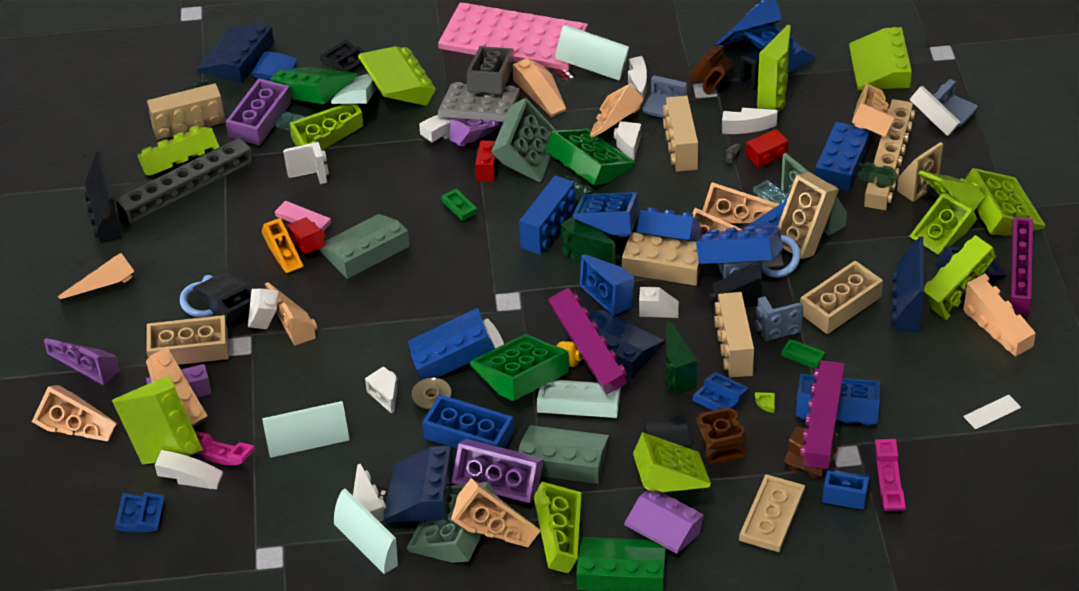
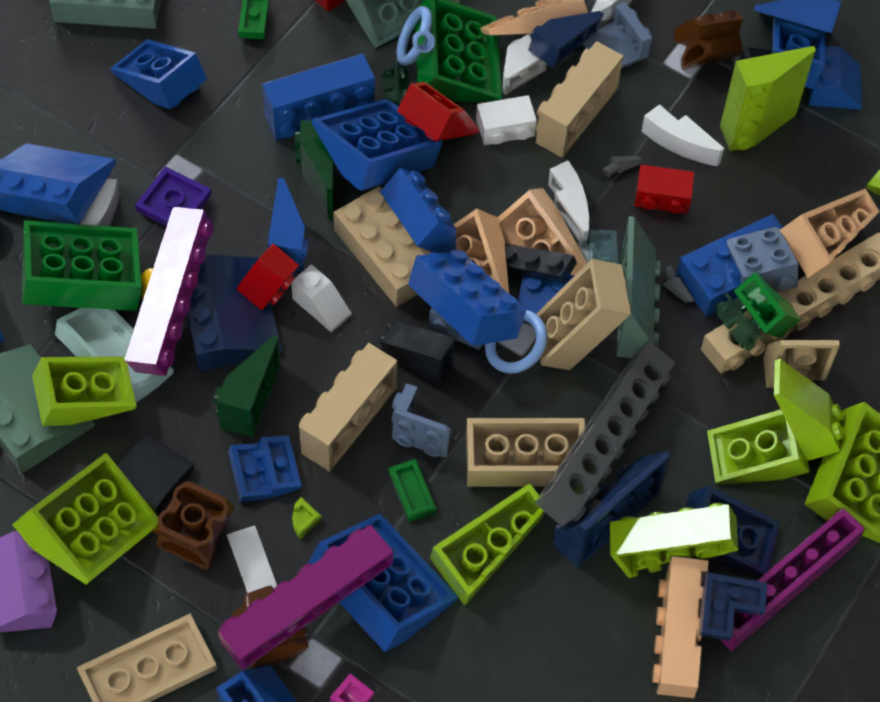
camera: 35 degrees right, 15 degrees up
(443, 260) = (161, 72): none -> blue slope
(524, 312) = (169, 191): none -> dark purple plate
(575, 153) = (426, 23): none -> light blue piece
(593, 415) = (82, 389): none -> lime slope
(622, 178) = (435, 113): none -> red slope
(626, 305) = (267, 277): none -> red brick
(640, 110) = (563, 35): none -> dark blue slope
(652, 168) = (506, 120): none -> white brick
(729, 178) = (570, 200): none -> white slope
(751, 213) = (539, 263): none -> black plate
(766, 438) = (251, 559): none -> white sticker
(859, 139) = (767, 255): none -> sand blue bracket
(870, 348) = (485, 543): none -> lime wedge
(874, 258) = (605, 434): none -> dark grey brick
(883, 156) = (767, 306): none -> green arch
(1011, 282) = (725, 595): none -> dark blue plate

